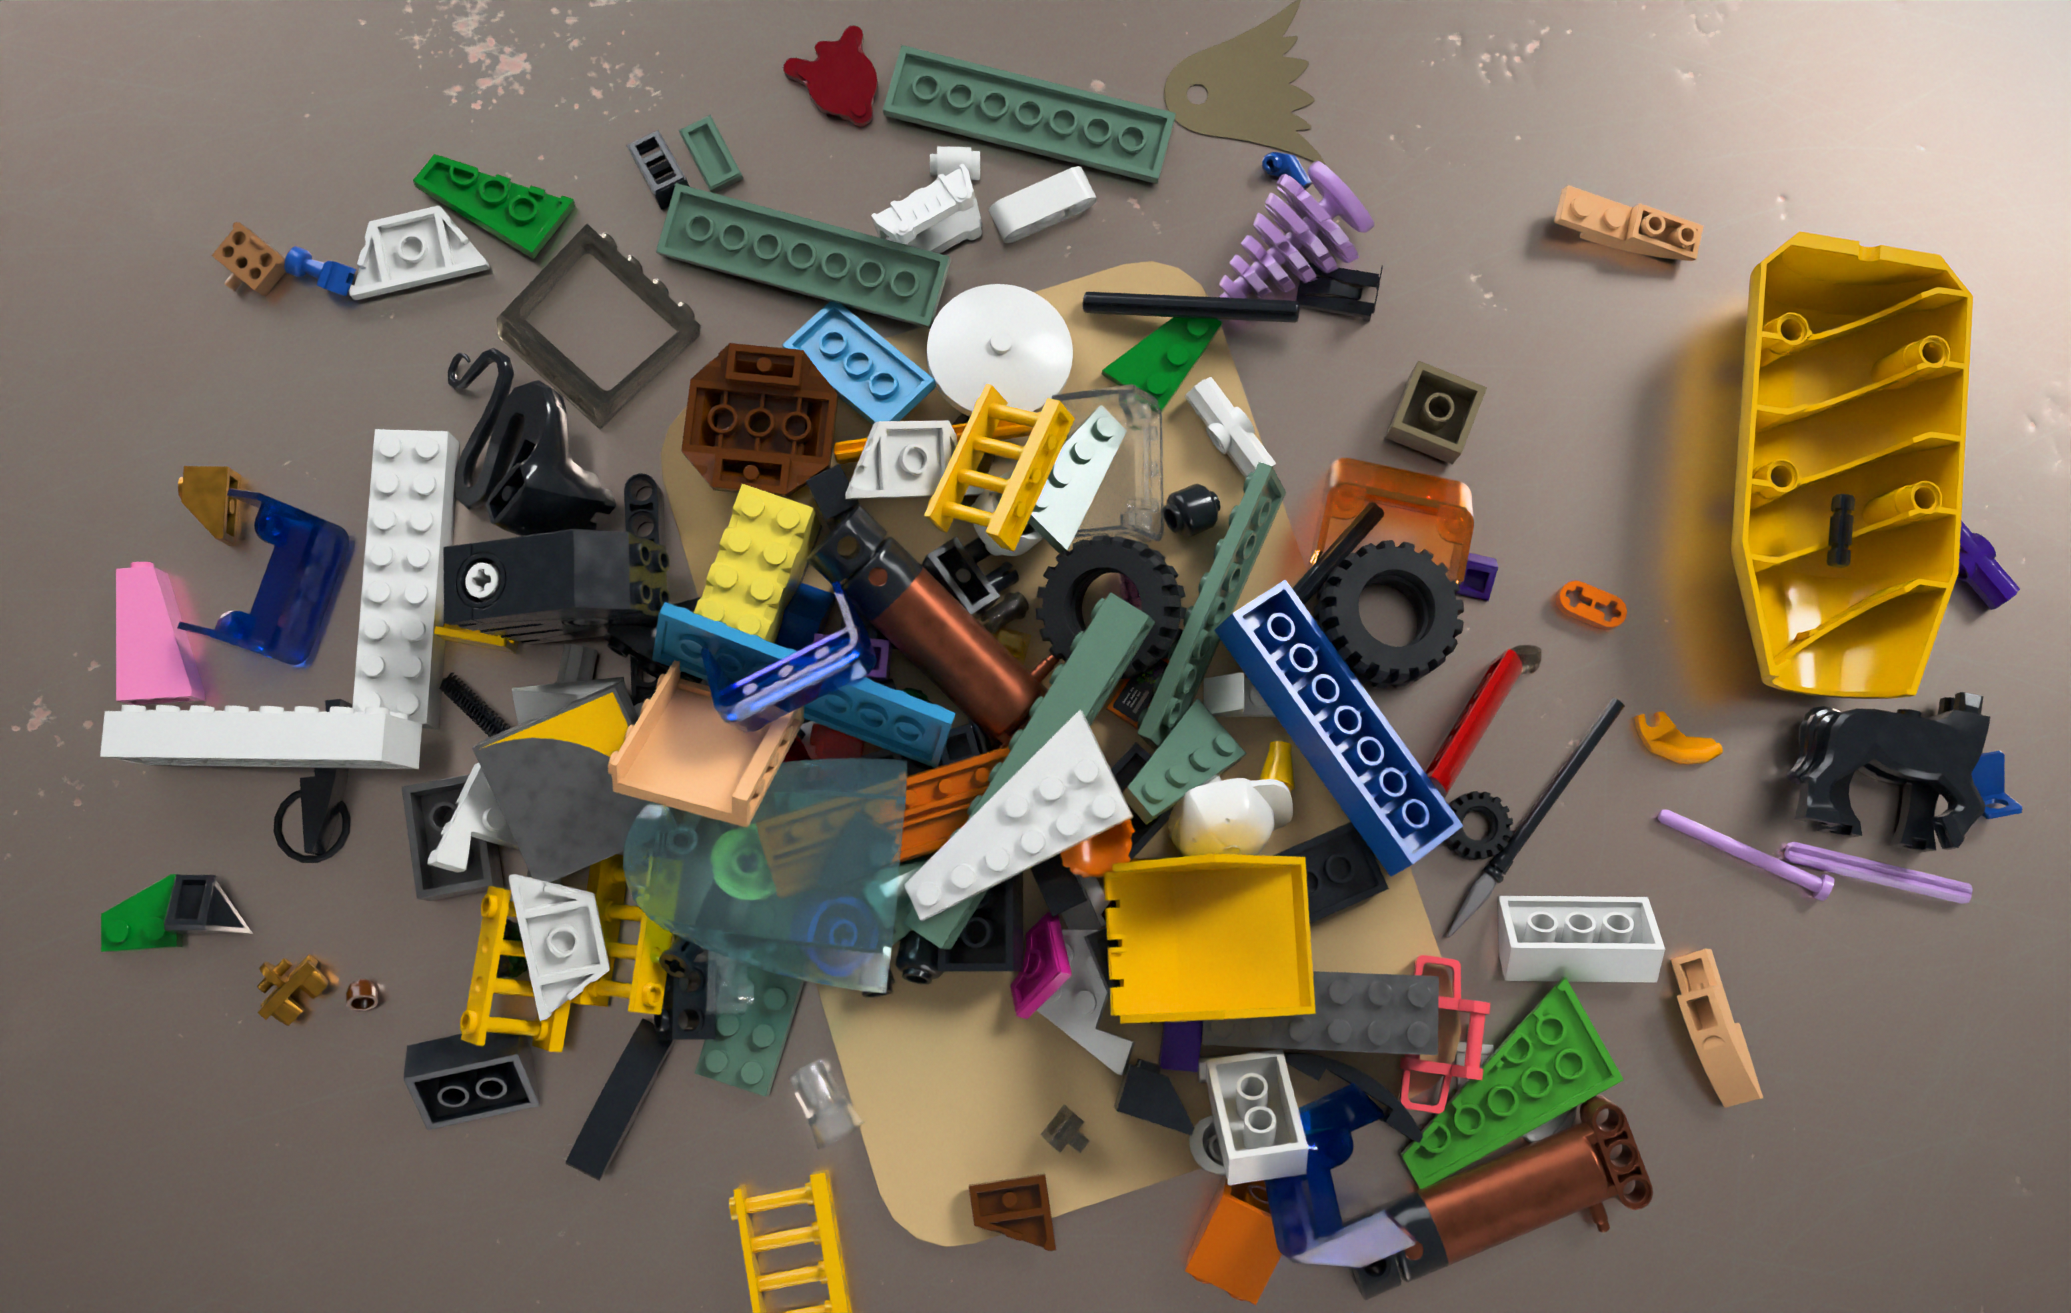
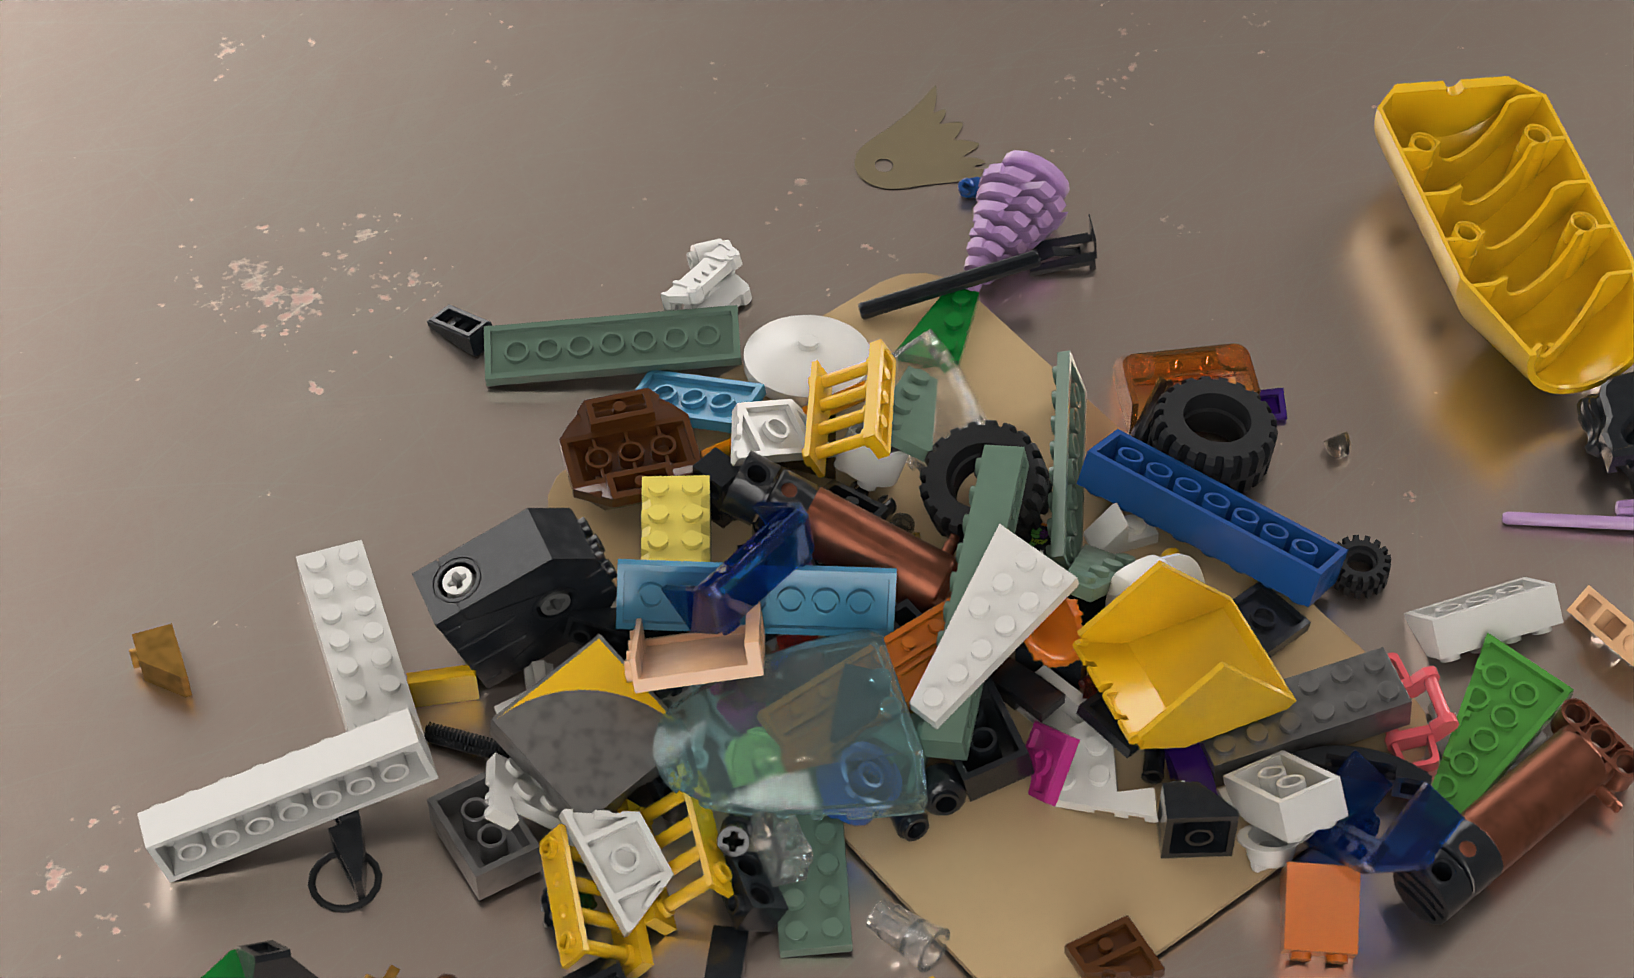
camera: 20 degrees left, 30 degrees down
(151, 653) = (141, 767): bright pink slope -> none
(250, 260) = (131, 484): medium nougat piece -> none
(293, 588) = (260, 695): clear blue windscreen -> none
(330, 275) = (209, 475): blue leg -> none
(413, 252) = (274, 439): white wing -> none
(505, 209) = (349, 391): green wing -> none
(528, 462) = (456, 520): black hips -> none
(561, 372) = (442, 483): clear smoke windscreen -> none
(711, 154) = (499, 306): sand green tile -> none
(840, 78) = (586, 231): dark red tile -> none
(1029, 114) = (755, 209): sand green plate -> none
(1042, 204) = (794, 262): white beam -> none
(1065, 1130) = (1130, 879): clear smoke tile -> none
(1191, 510) = (1019, 411): black head -> none
(1228, 427) = (1017, 357): white piece -> none
(1436, 412) = (1180, 301): dark tan brick -> none
(1474, 721) = (1322, 479): red slope -> none
(1502, 861) = (1393, 589): black piece -> none
(1594, 597) = (1370, 396): orange beam -> none
(1628, 228) = (1267, 152): light nougat slope -> none
(1674, 745) = (1481, 468): light orange piece -> none
(1840, 530) = (1534, 272): black axle -> none

